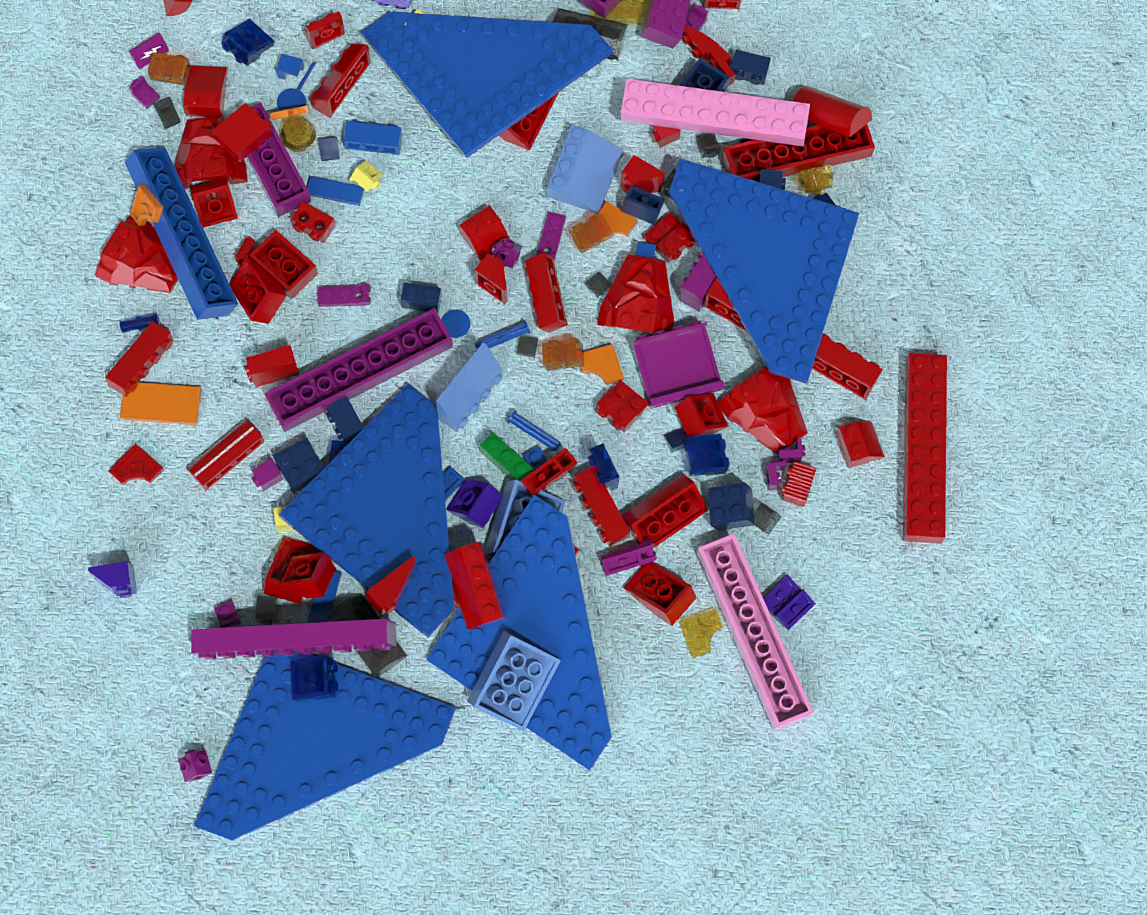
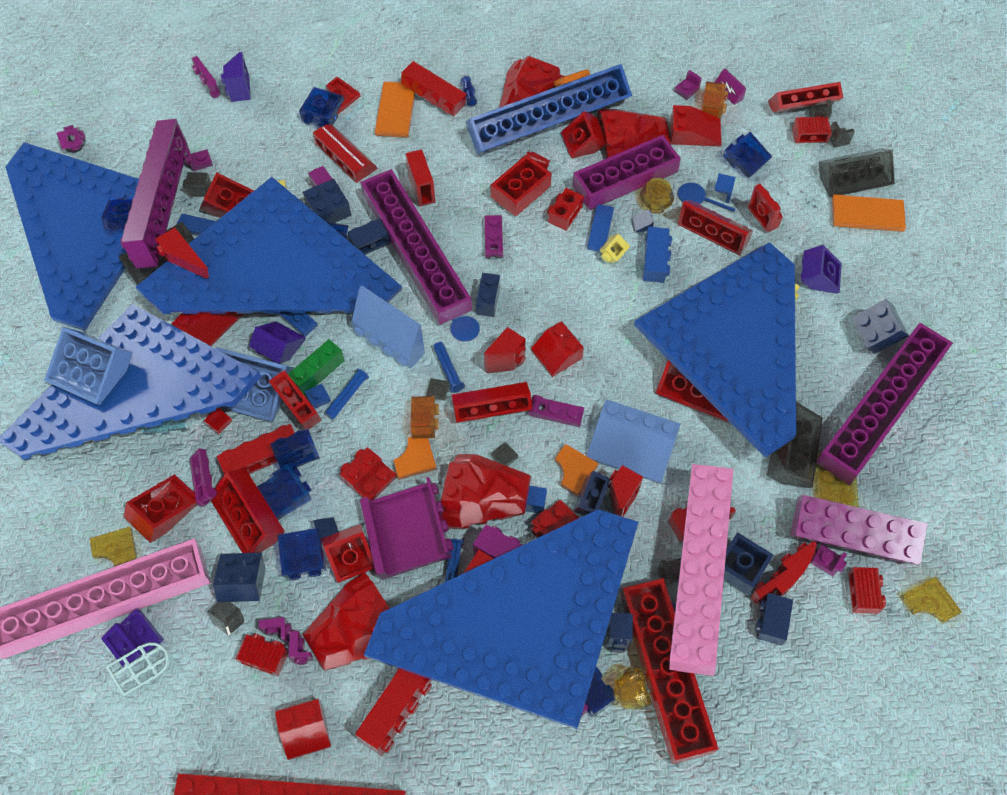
camera: 95 degrees right, 10 degrees down
(102, 622) = (205, 77): none -> magenta plate
(161, 481) = (321, 107): none -> clear blue plate
(166, 113) = (667, 99): clear smoke panel -> none
(242, 132) = (645, 141): red brick -> none
(257, 291) = (490, 167): red slope -> none
(289, 112) = (674, 182): orange tile -> none
(309, 575) = (212, 201): red slope -> none
(474, 585) = (179, 331): red slope -> none
(507, 251) = (535, 367): magenta brick -> none
(591, 233) = (556, 443): clear orange brick -> none
(639, 479) = (285, 491): none -> clear blue plate
(719, 328) = (453, 563): none -> blue axle
(814, 597) = (129, 666): none -> light aqua window
(833, 111) = (718, 705): red brick -> none

